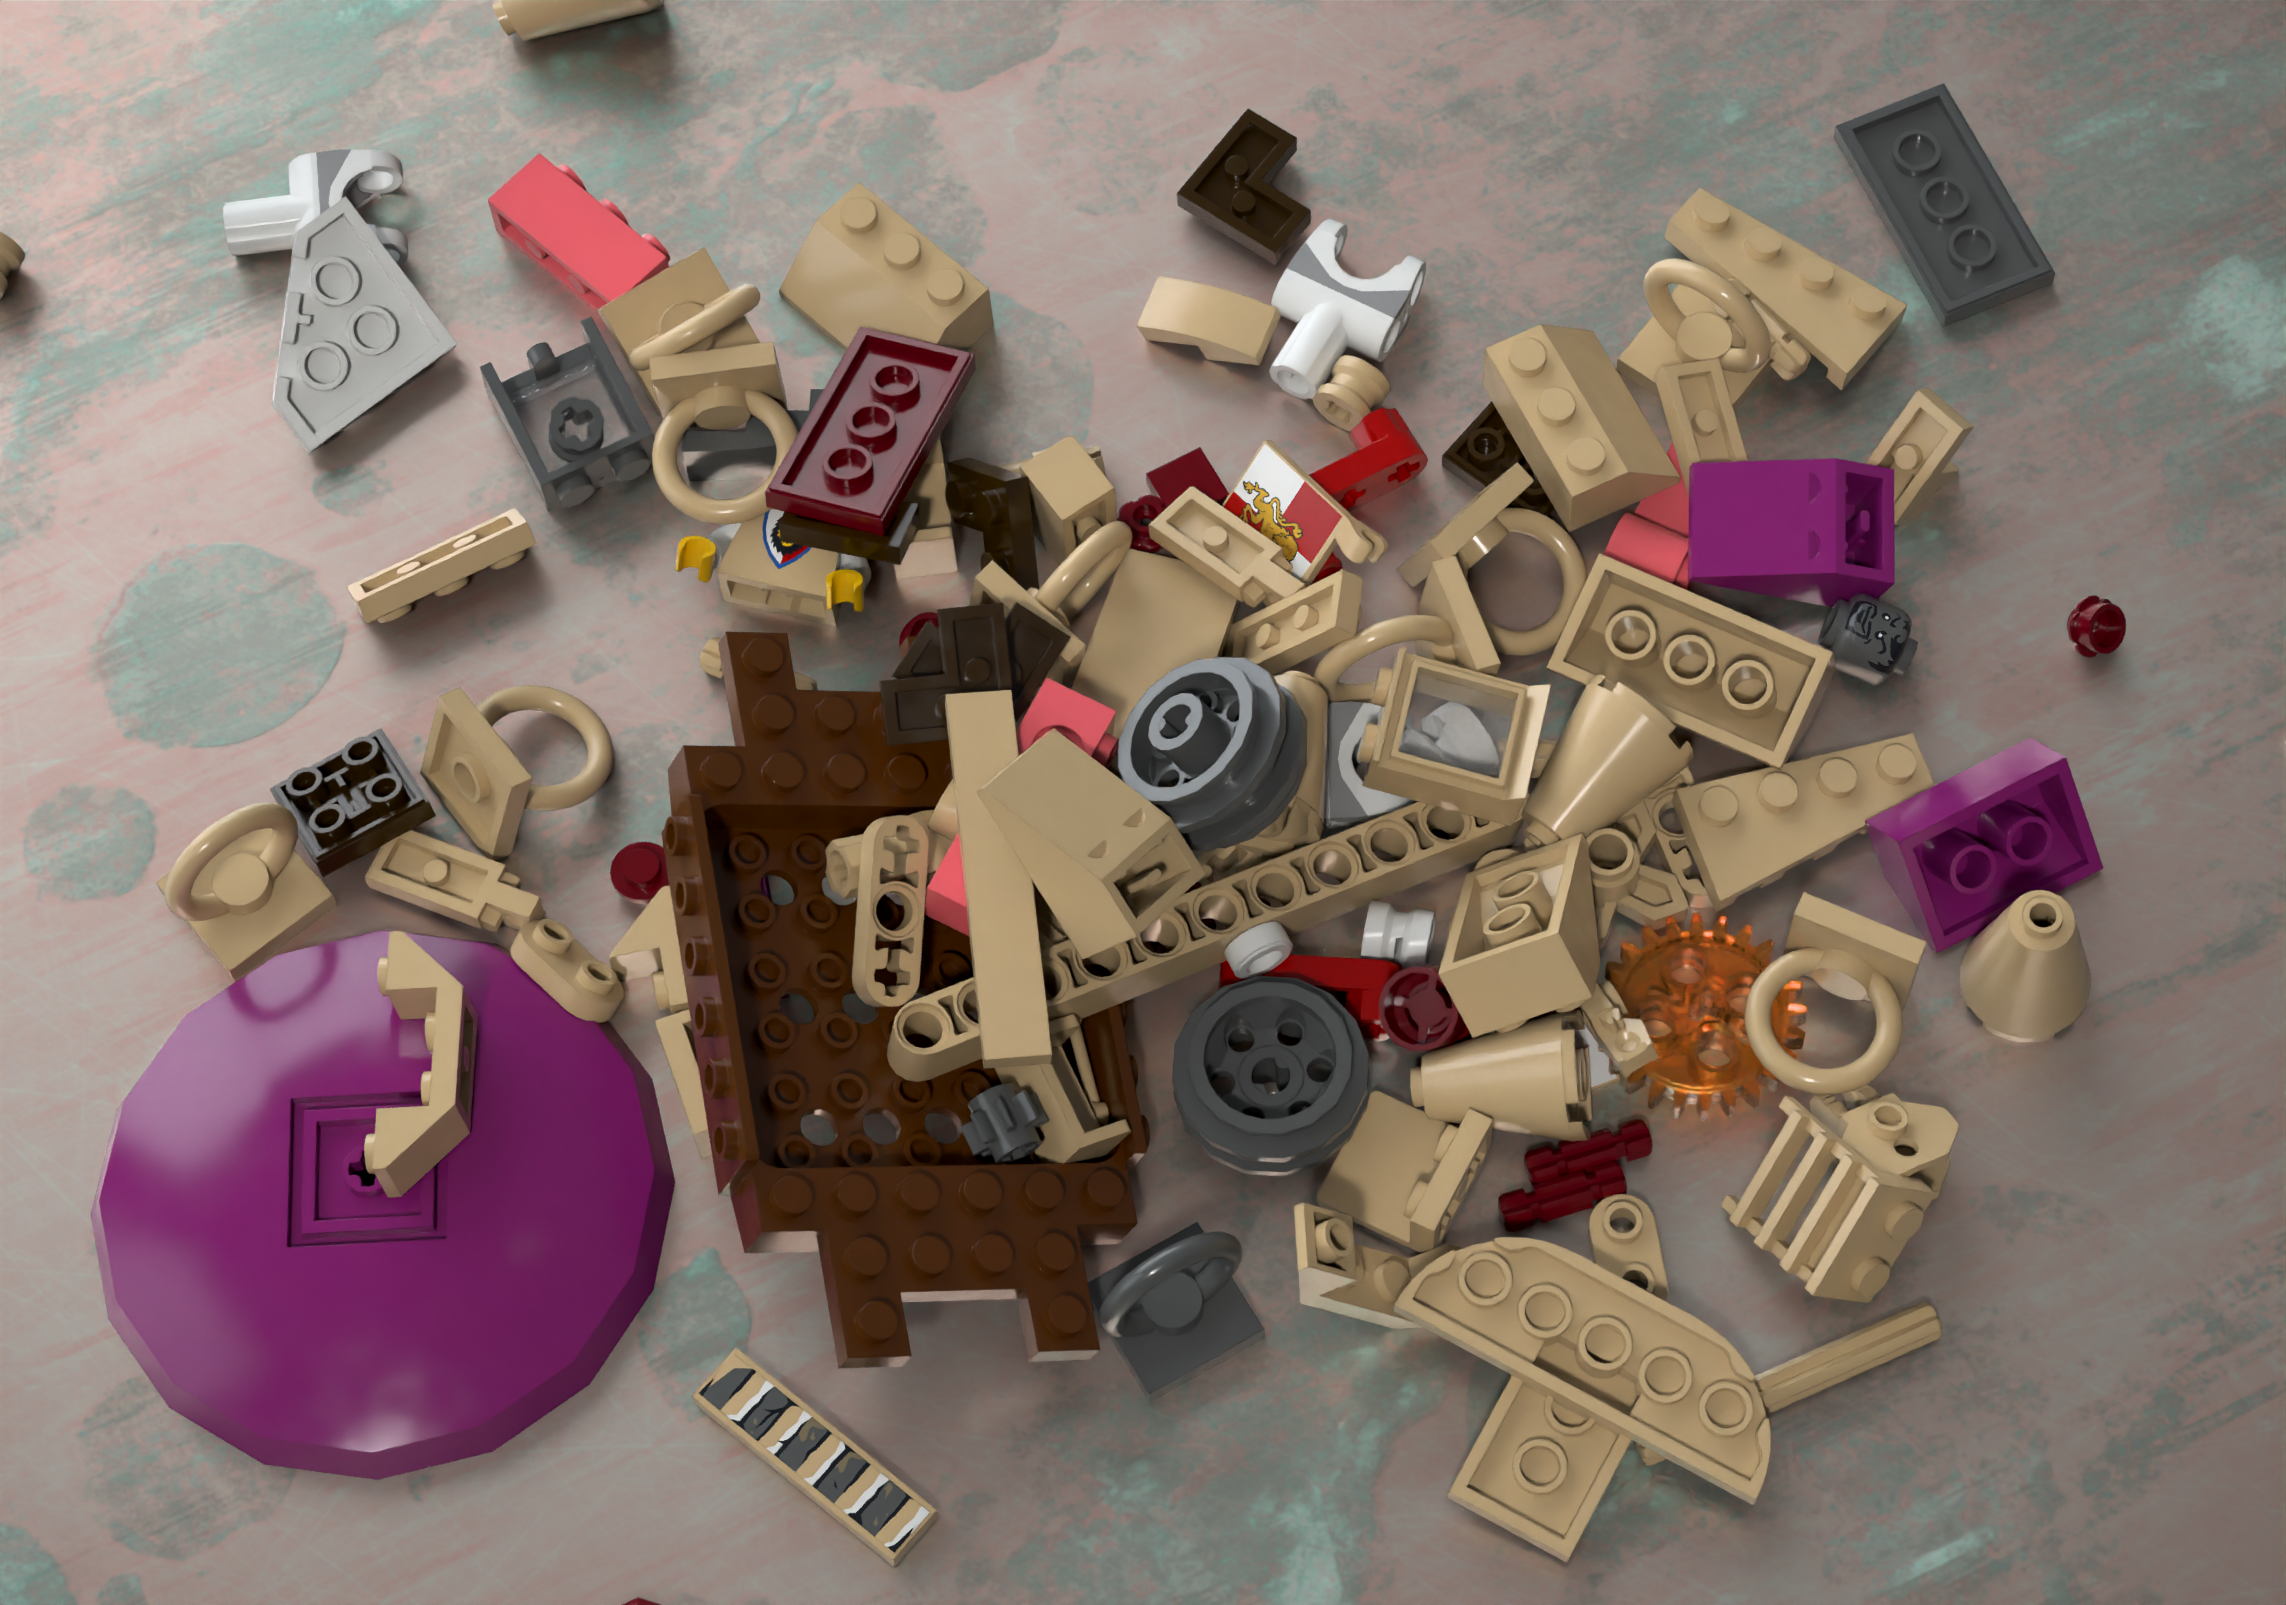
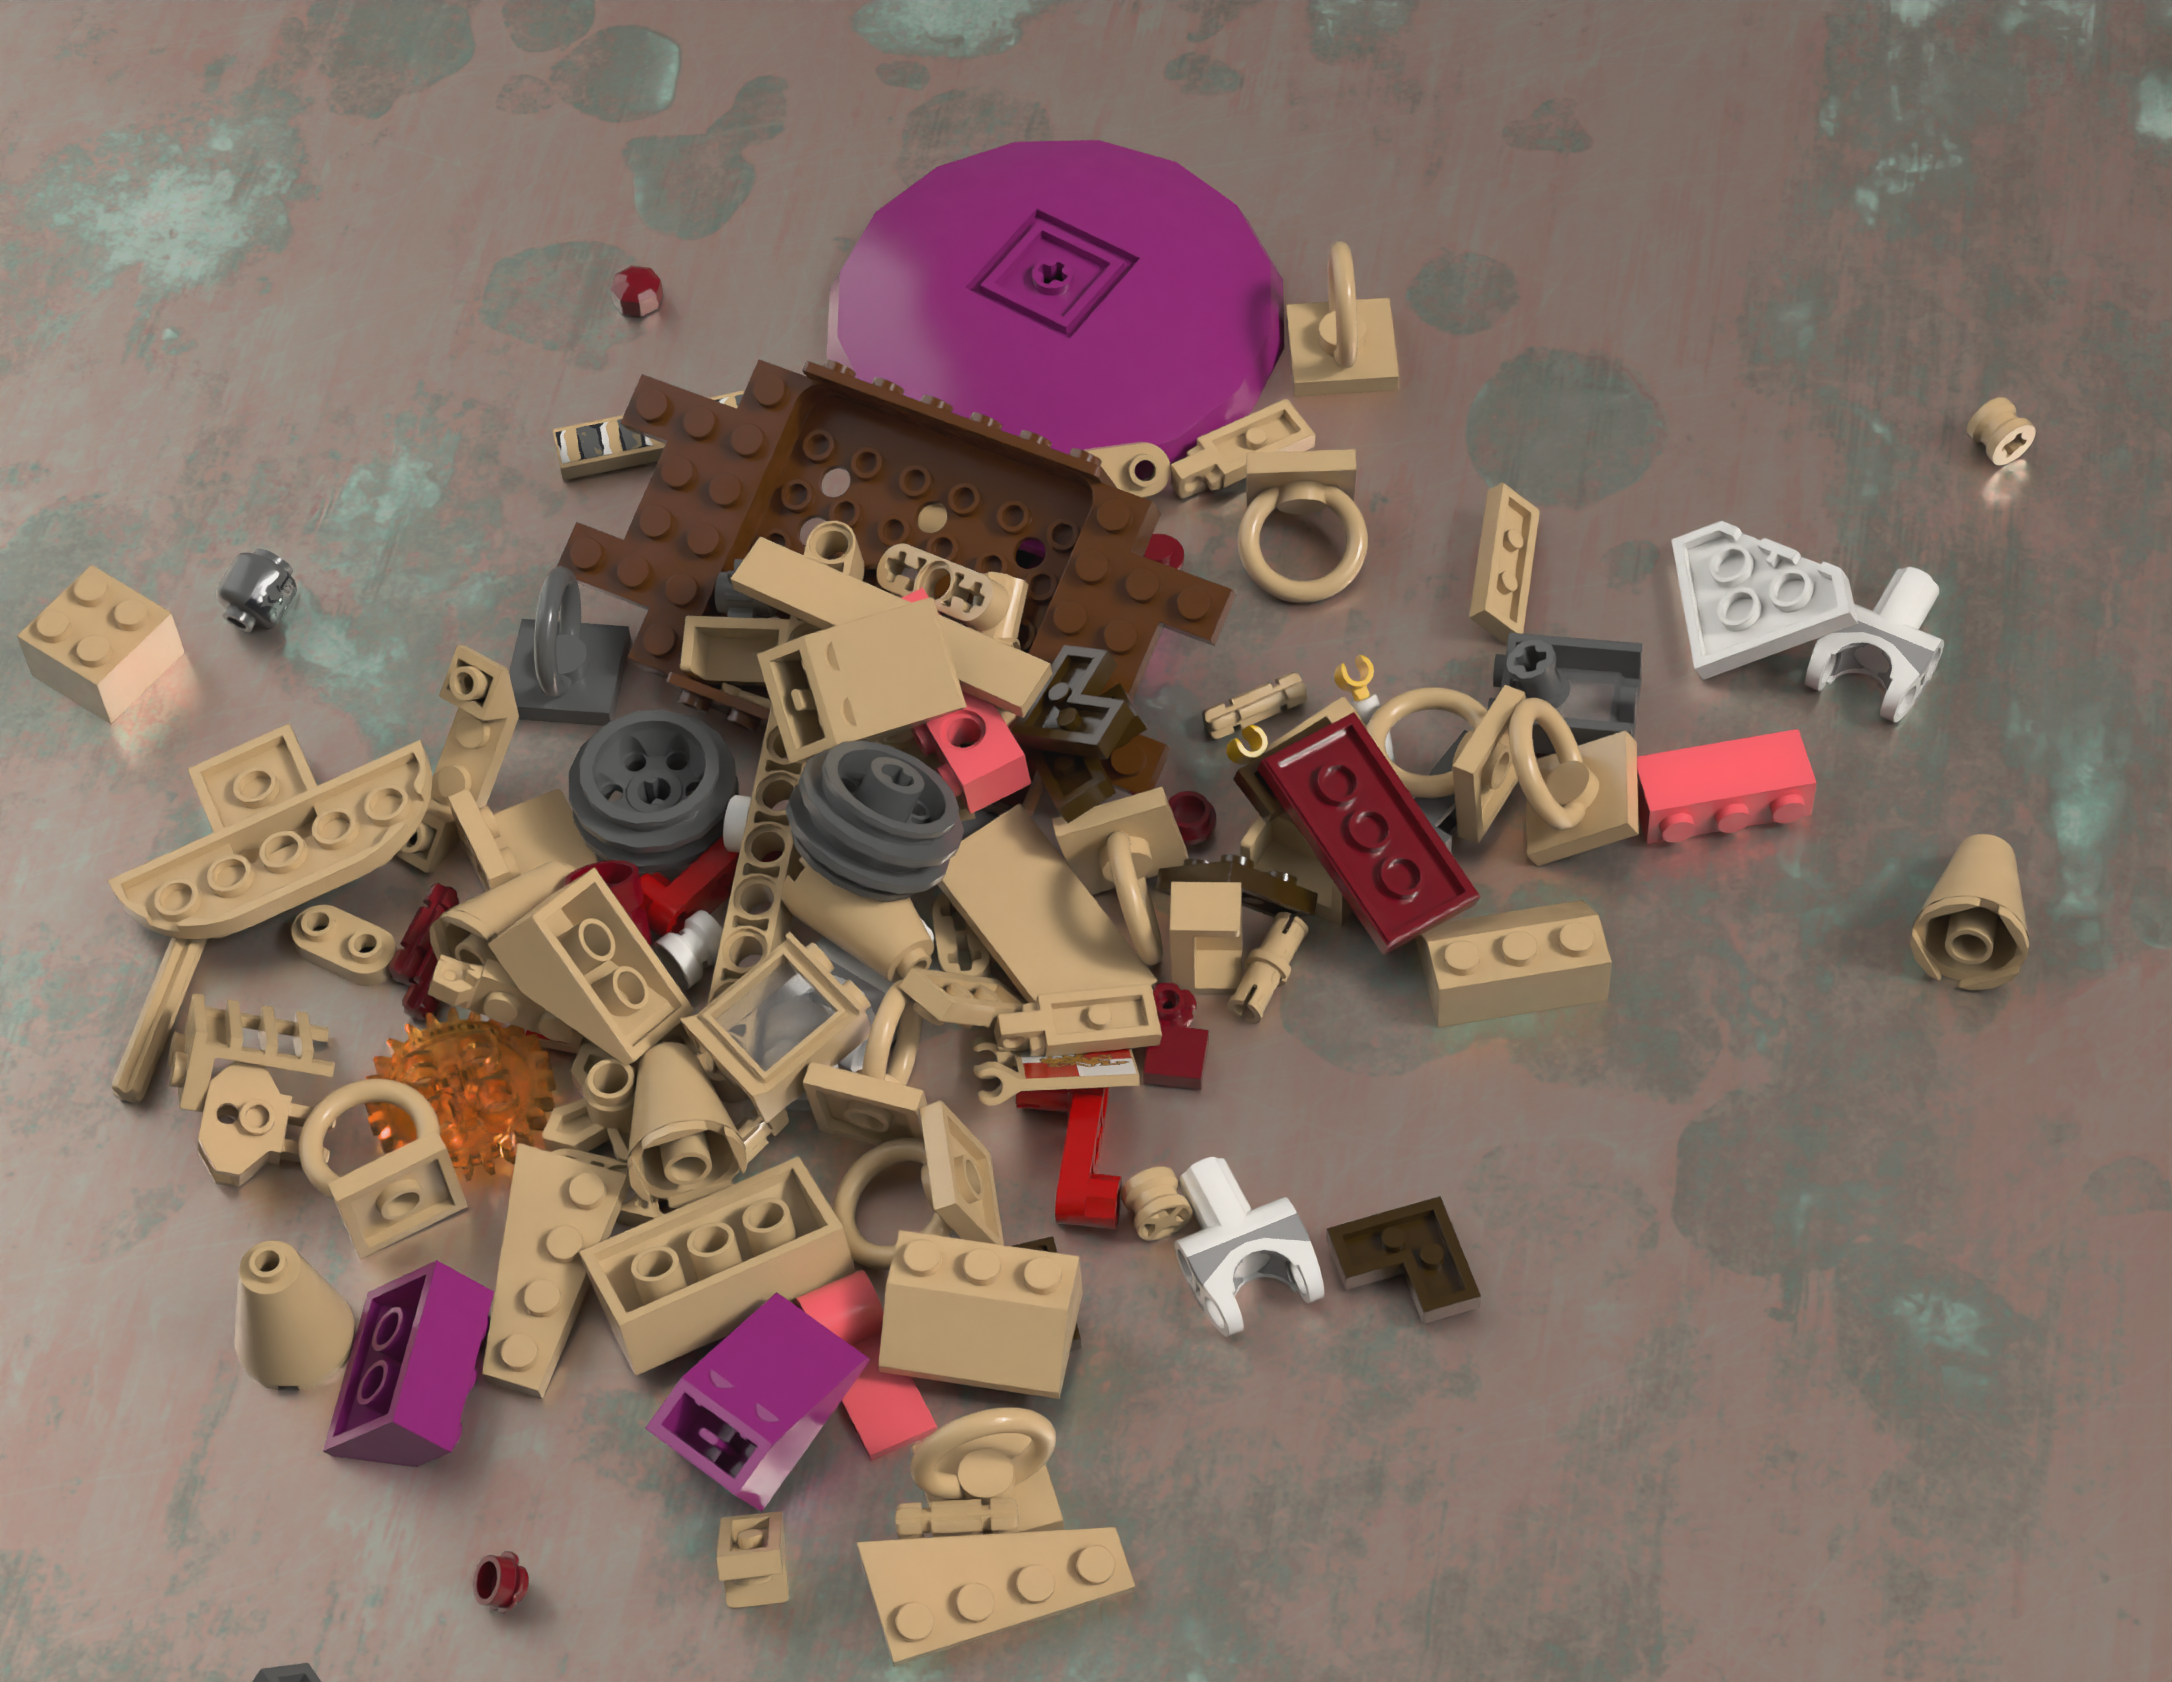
camera: 125 degrees right, 10 degrees down
(353, 802) = (1355, 414): dark brown tile -> none
(418, 1137) = (1148, 351): tan slope -> none
(1213, 318) = (1307, 1153): tan slope -> none
(1699, 414) = (899, 1409): tan plate -> none
(1868, 638) = (626, 1407): dark grey head -> none

